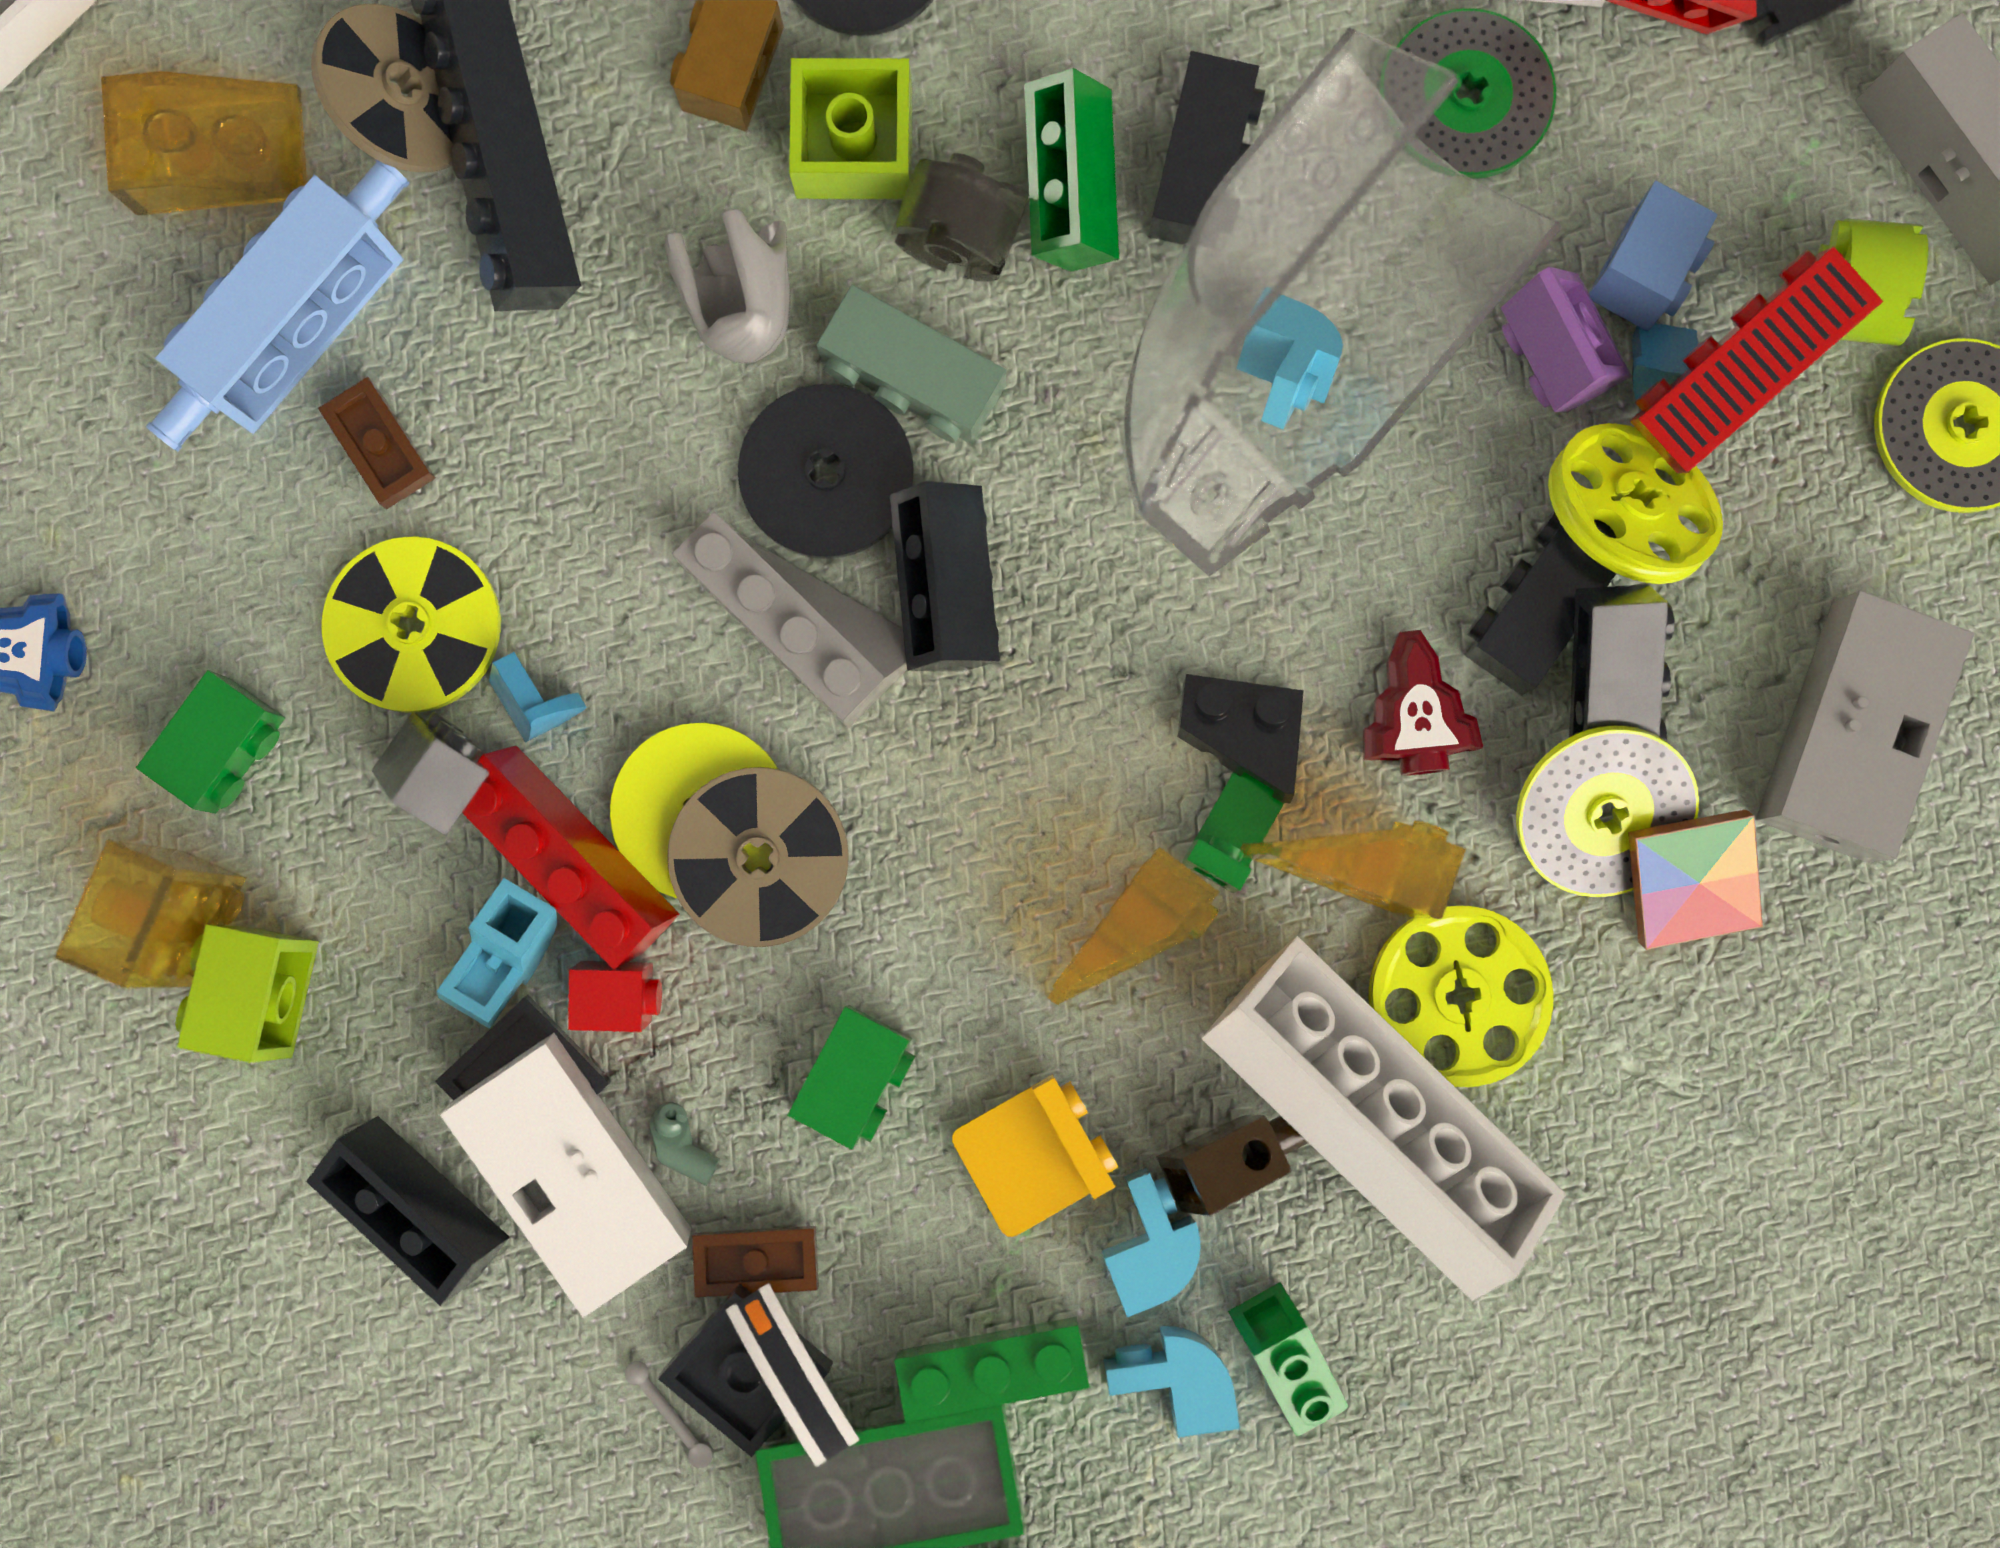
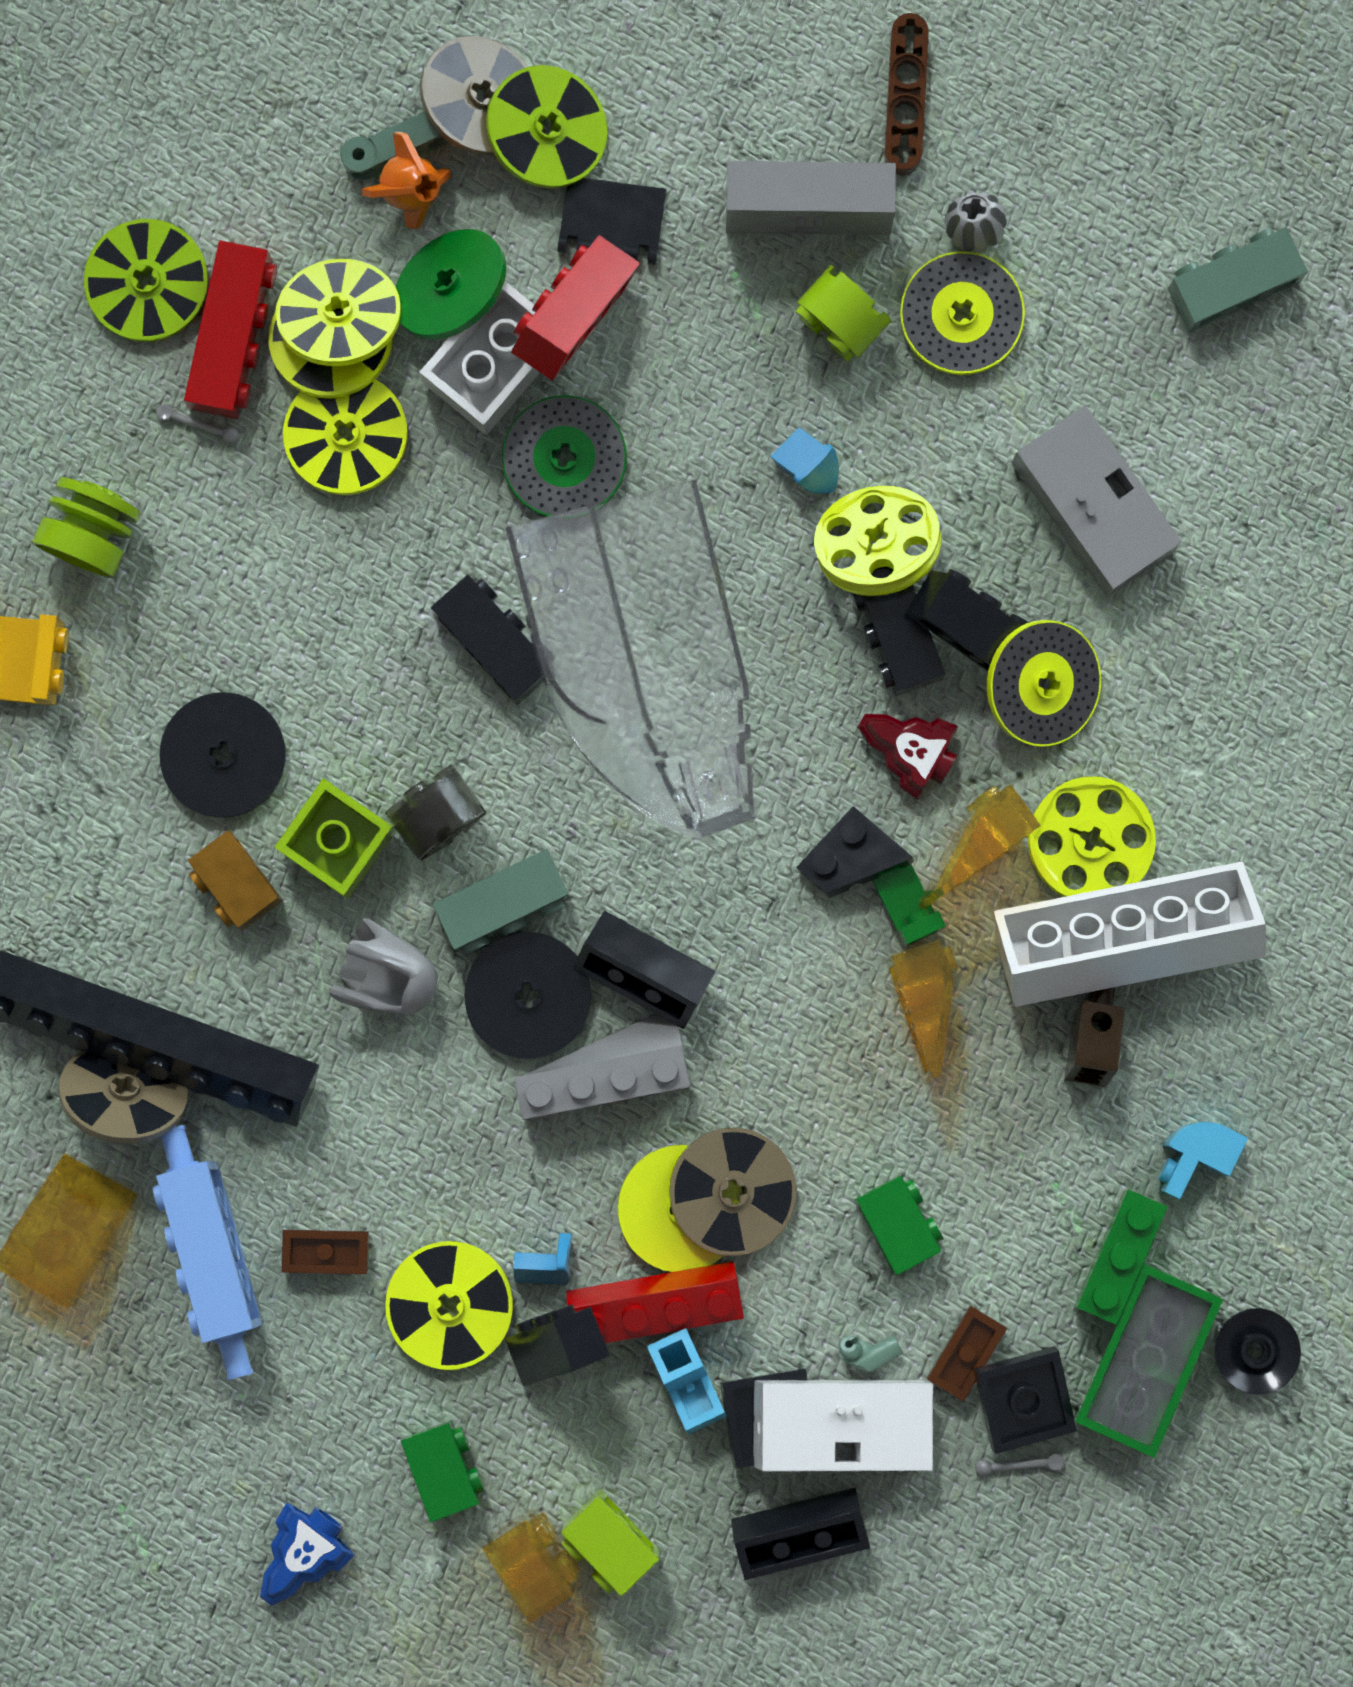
camera: 55 degrees left, 0 degrees up
(612, 998) = (758, 1332): red brick -> none
(791, 1375) = (1046, 1371): sticker -> none
(1034, 1156) = (1015, 1149): yellow bracket -> none
(1071, 170) = (452, 727): green brick -> none
(1161, 1260) = (1124, 1121): medium azure brick -> none
(1289, 1359) = (1230, 1083): green bracket -> none
(1295, 352) = (664, 675): medium azure brick -> none
(1562, 340) = (755, 512): medium lavender slope -> none
(1653, 257) = (740, 424): medium blue brick -> none
(1696, 879) = (1117, 659): tile -> none
(1756, 359) = (844, 422): red brick -> none

